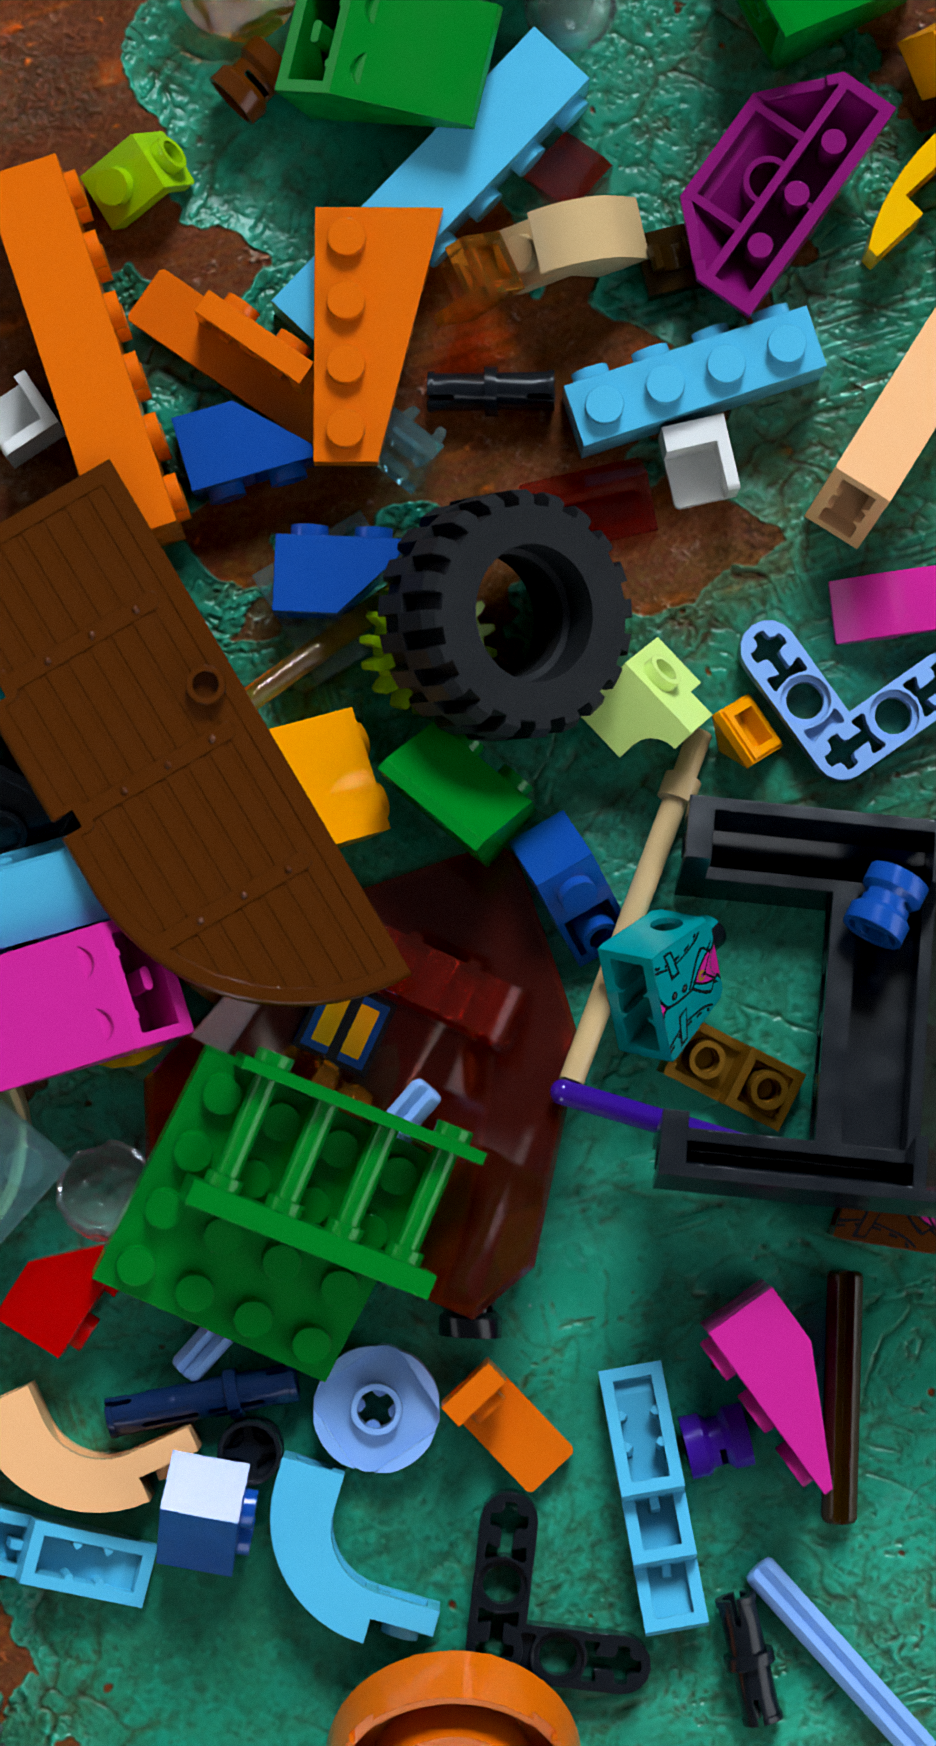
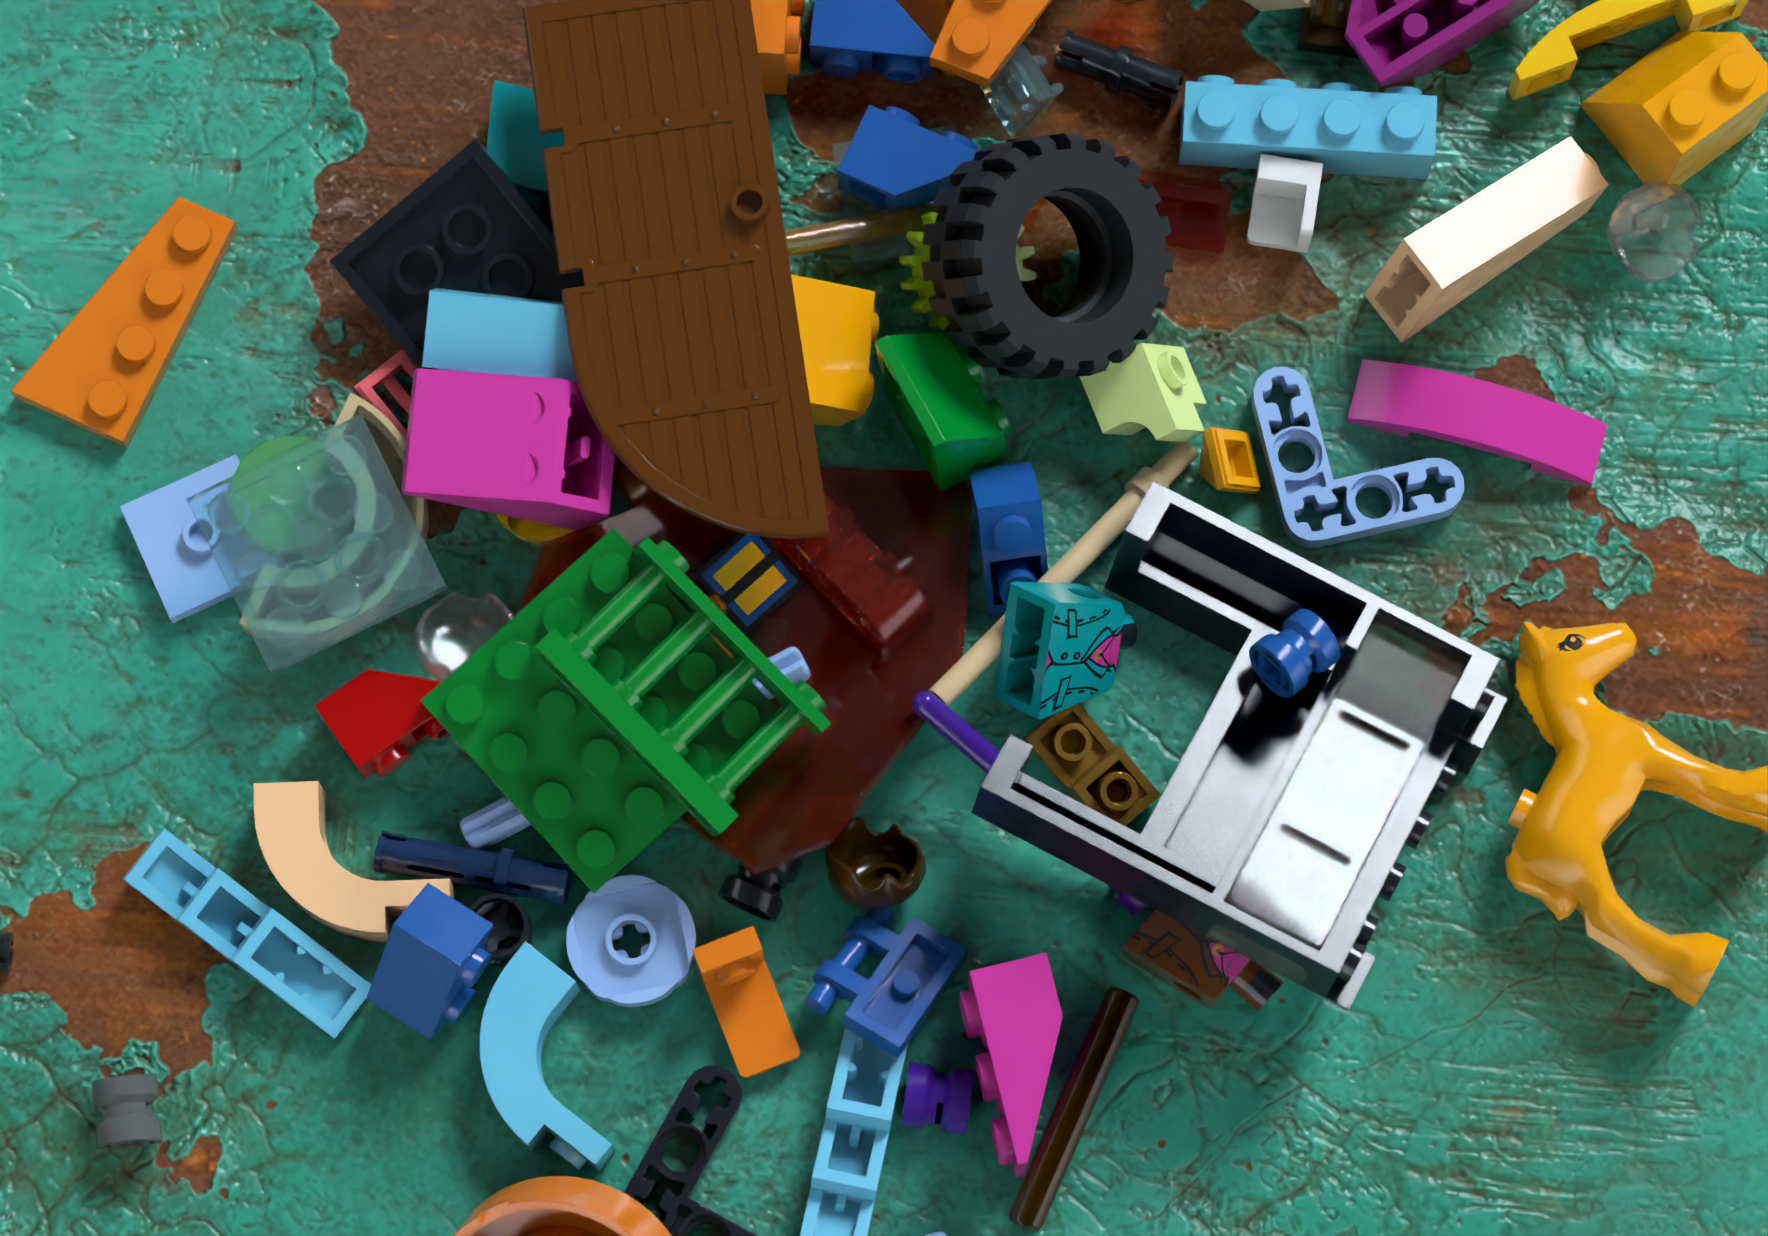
camera: 25 degrees right, 10 degrees down
(577, 1252) = (873, 866): none -> dark brown hair
(644, 1351) = (902, 987): none -> blue plate

